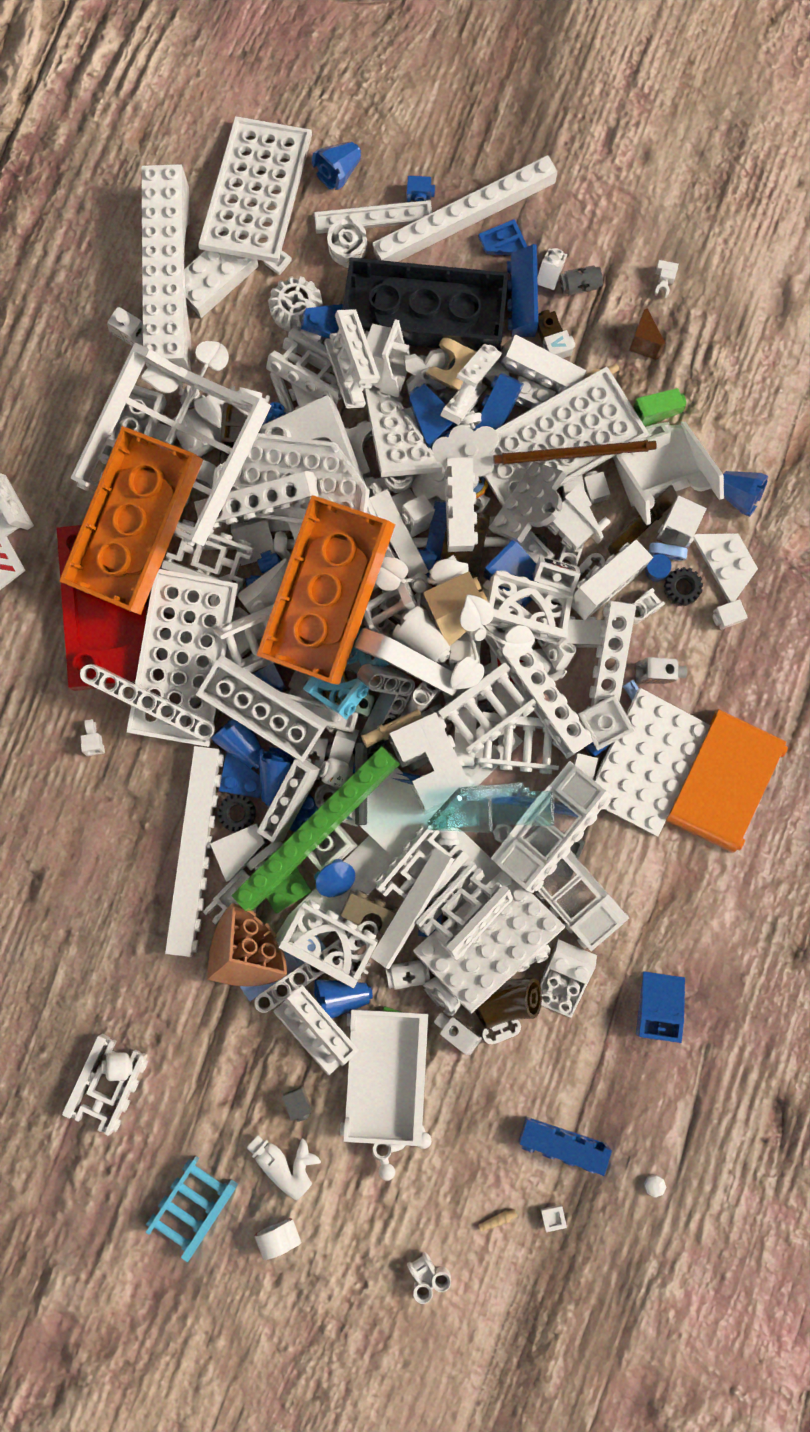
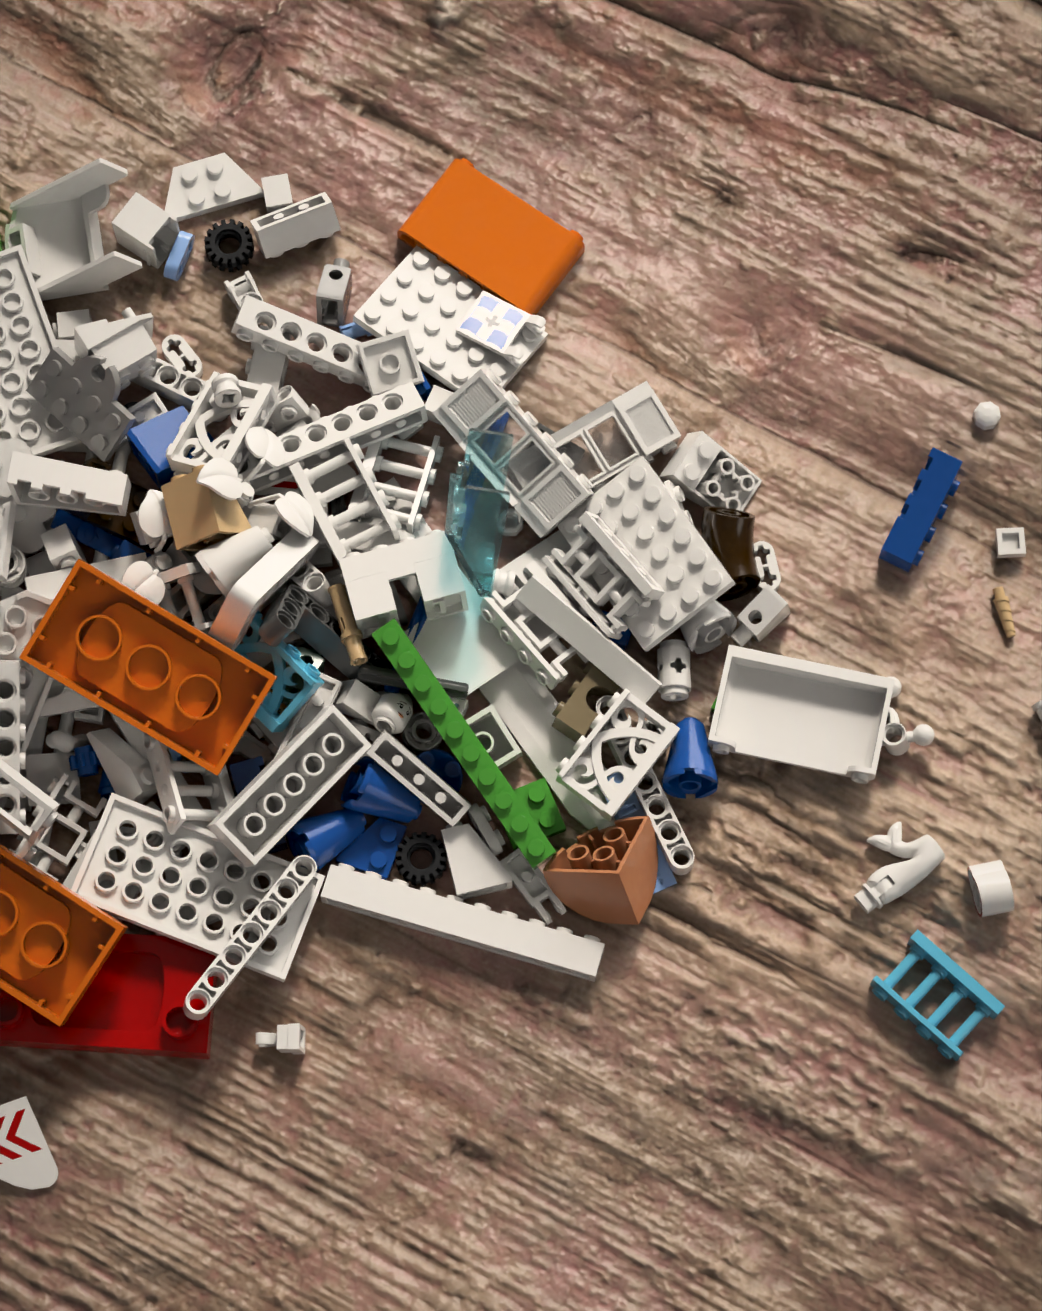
camera: 85 degrees left, 10 degrees down
(90, 1077) = (744, 1107): white fence -> none
(117, 1066) = (735, 1057): white head -> none
(297, 1104) = (820, 837): dark grey brick -> none
(315, 1030) = (721, 775): white fence -> none
(335, 879) = (533, 737): blue dish -> none
(556, 574) = (183, 387): white brick -> none
(556, 605) = (226, 390): none -> white wheel
(574, 452) = (26, 337): reddish brown piece -> none
(609, 579) = (202, 324): white brick -> none
(638, 525) = (136, 283): dark brown piece -> none
(654, 795) = (496, 326): none -> white flag
(658, 568) = (198, 270): blue piece -> none
(661, 1007) = (766, 366): blue slope -> none
(707, 631) = (295, 225): none -> white brick
(744, 489) = (120, 144): blue cone -> none

